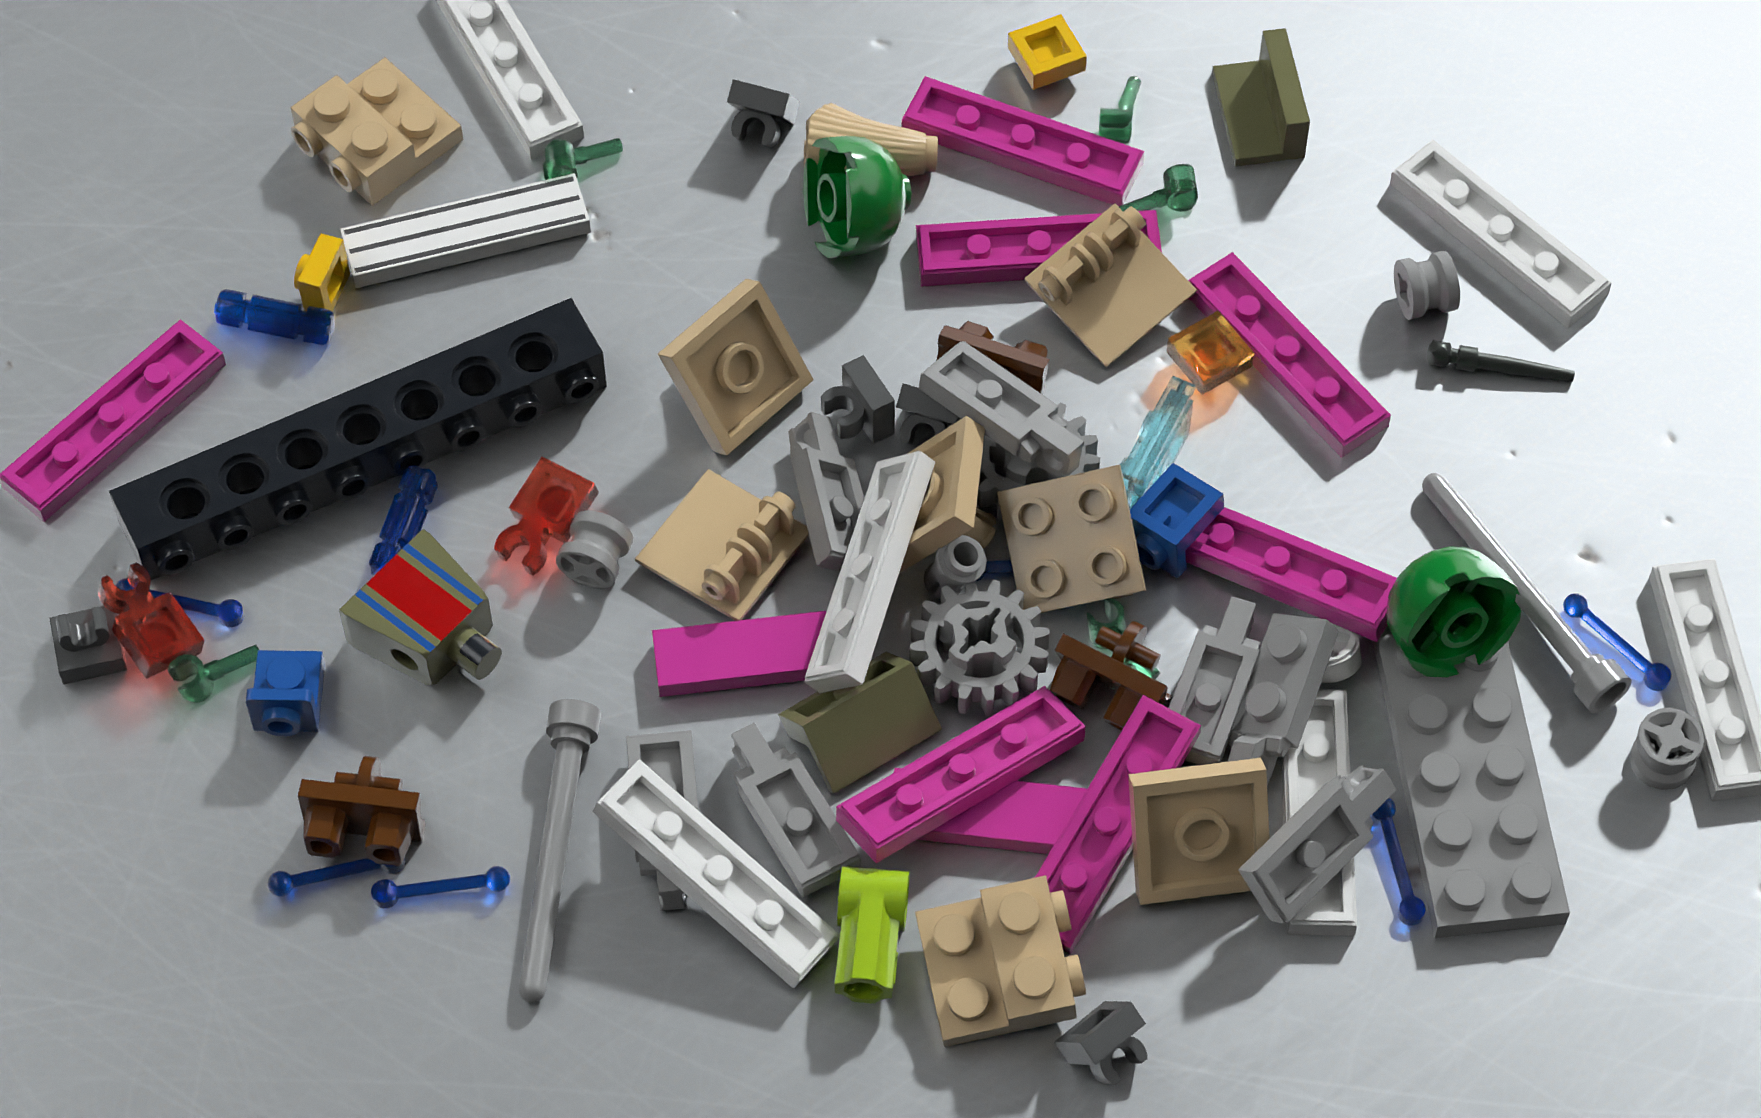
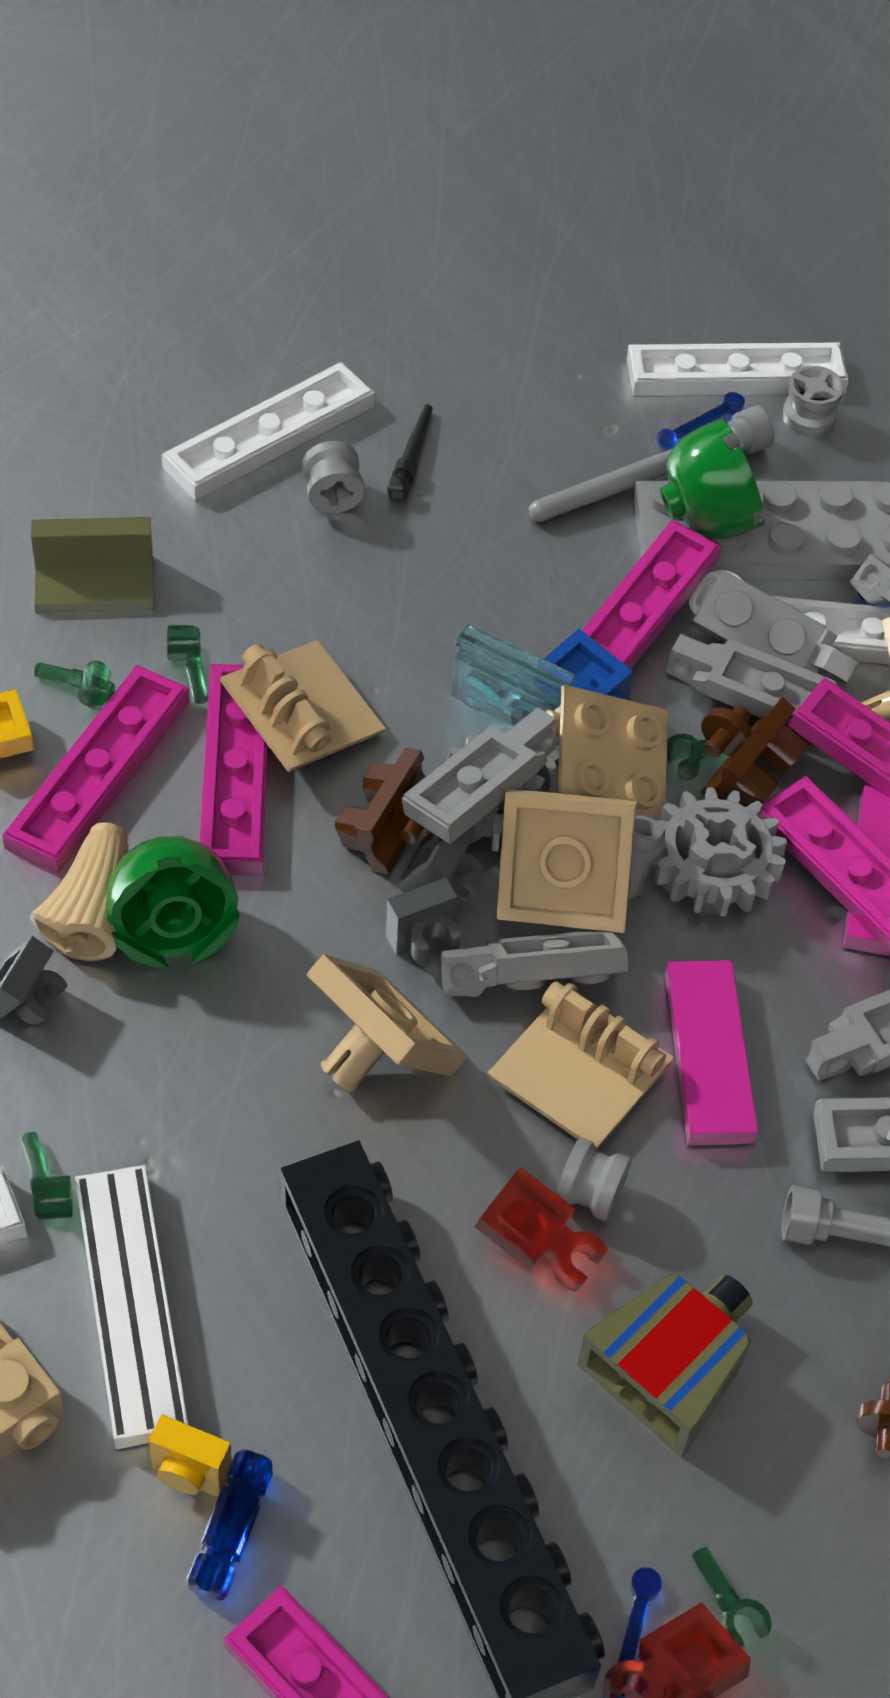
camera: 90 degrees left, 5 degrees down
(286, 692) = (763, 1514): blue bracket -> none
(405, 515) = (541, 1382): clear blue axle -> none
(863, 724) = (785, 960): olive panel -> none
(869, 572) = (651, 916): white tile -> none
(1210, 352) = (387, 641): clear orange plate -> none
(1291, 356) = (387, 592): dark pink tile -> none

